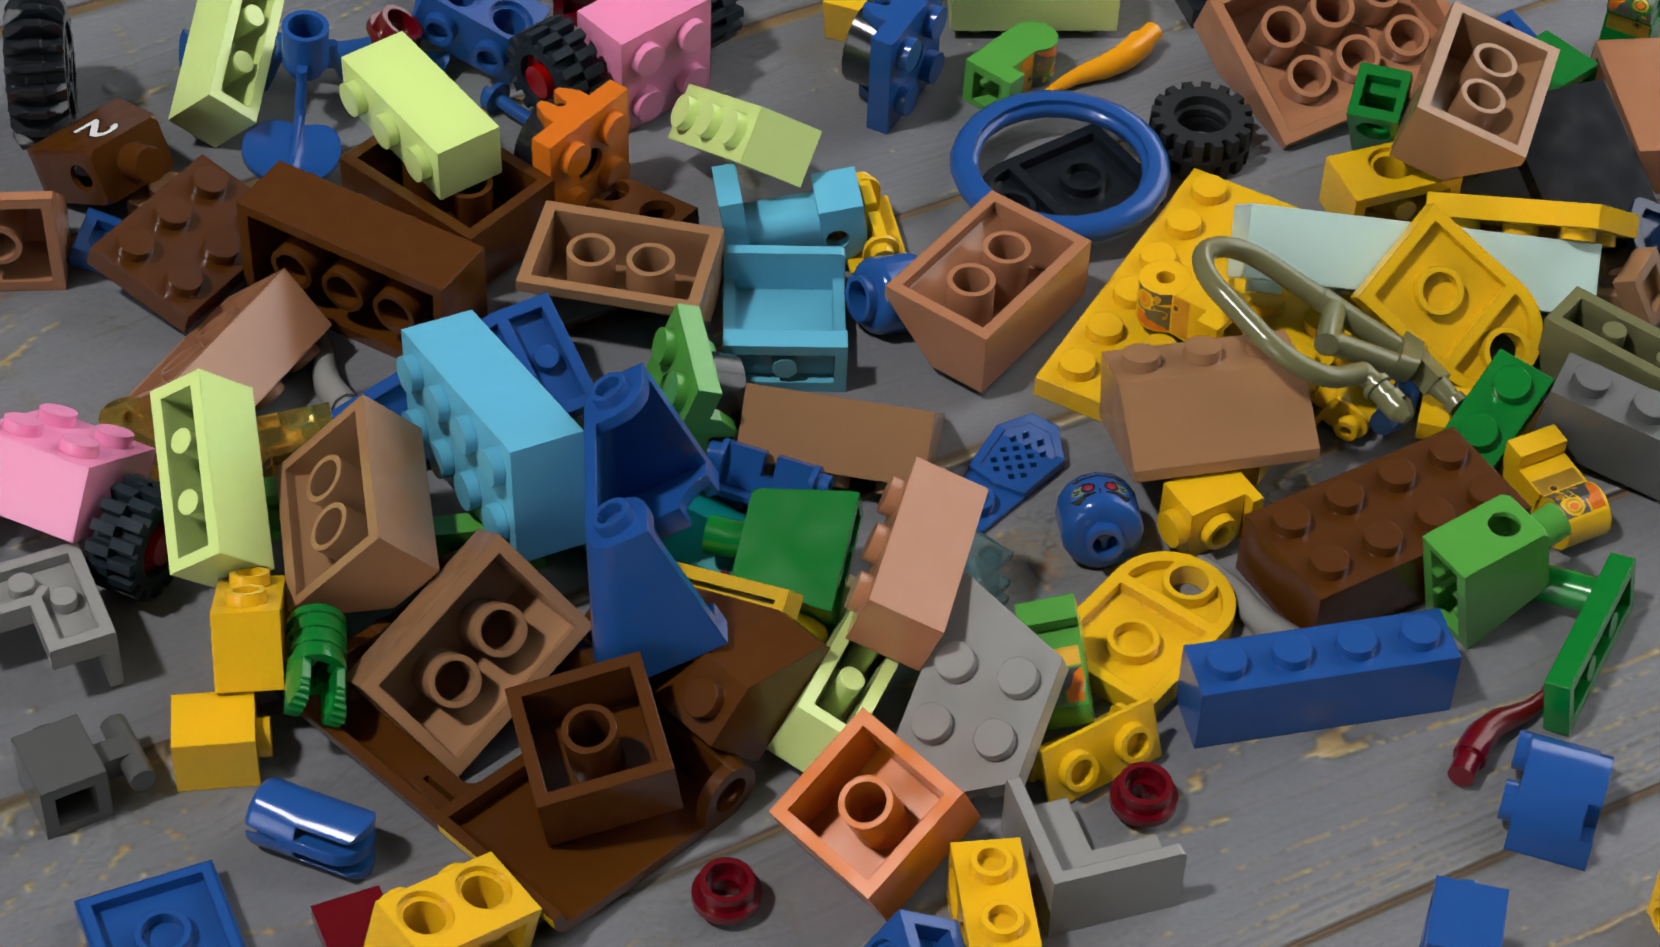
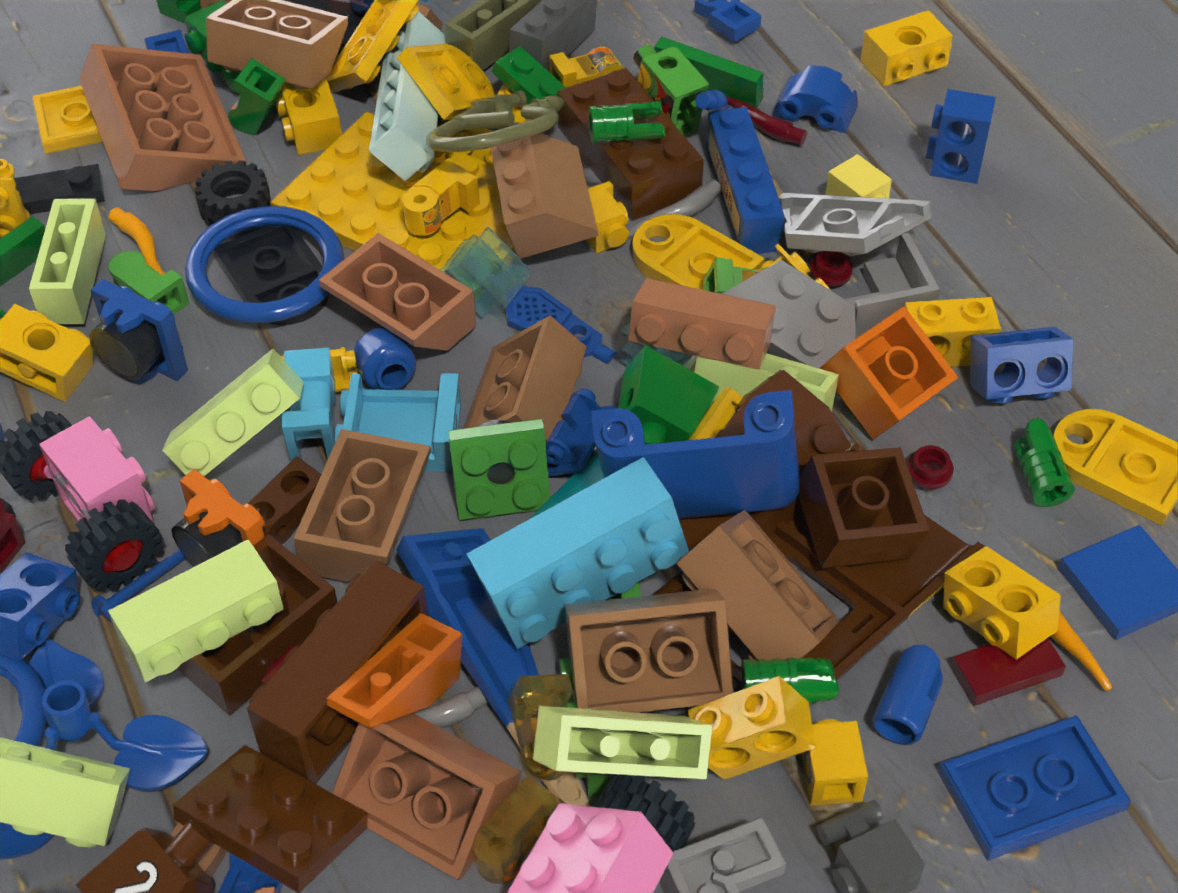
camera: 85 degrees left, 5 degrees up
(334, 302) = (402, 674): none -> orange slope
(391, 21) = (37, 660): dark red plate -> none
(1046, 367) = (487, 269): none -> clear light blue piece
(1097, 513) = (610, 266): blue head -> none
(1213, 785) = (848, 222): none -> light grey wing
(1323, 831) = (858, 179): none -> light yellow brick
(1348, 471) = (617, 122): none -> green hinge
(1469, 620) = (712, 100): none -> blue animal

